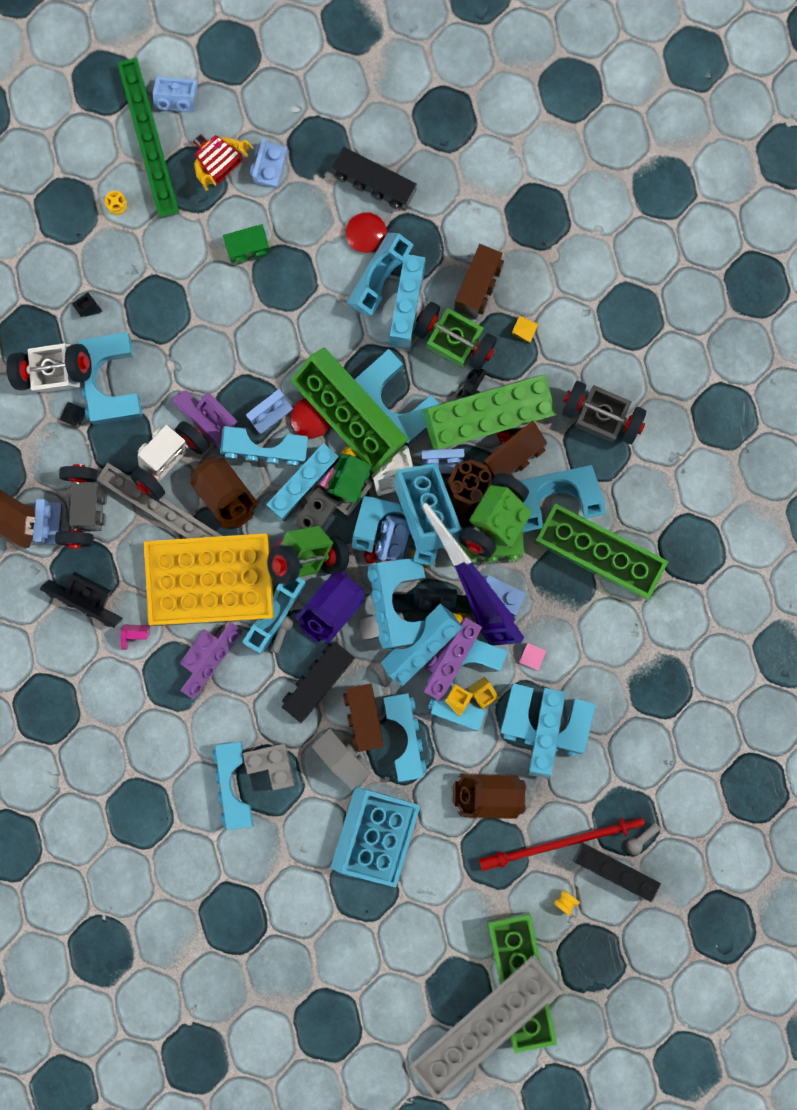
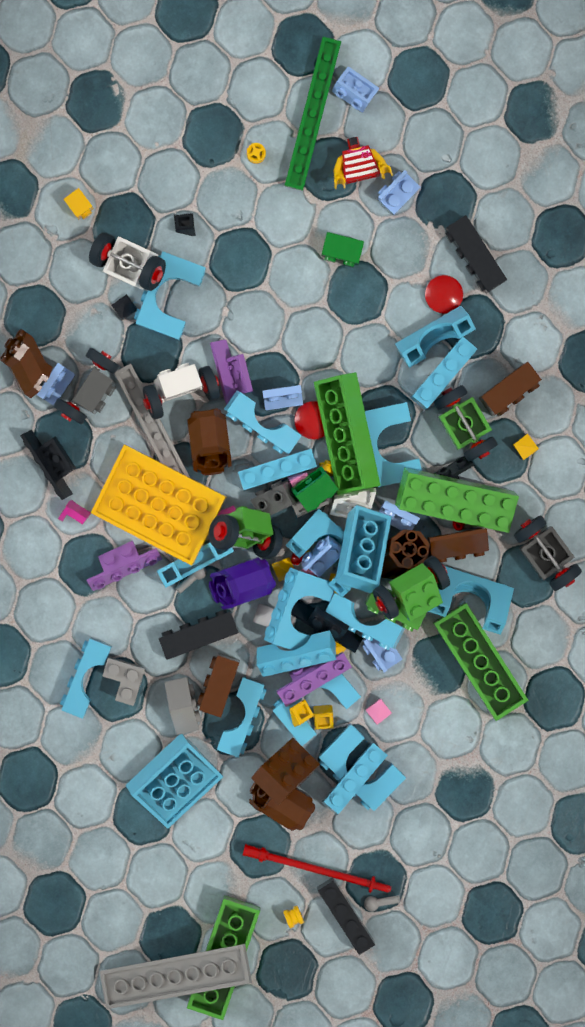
camera: 25 degrees right, 5 degrees up
(360, 573) = (282, 567): none -> yellow slope
(476, 763) = (285, 771): none -> reddish brown brick
(487, 607) = (364, 655): dark purple plate -> none
(496, 573) = (385, 632): none -> medium azure arch

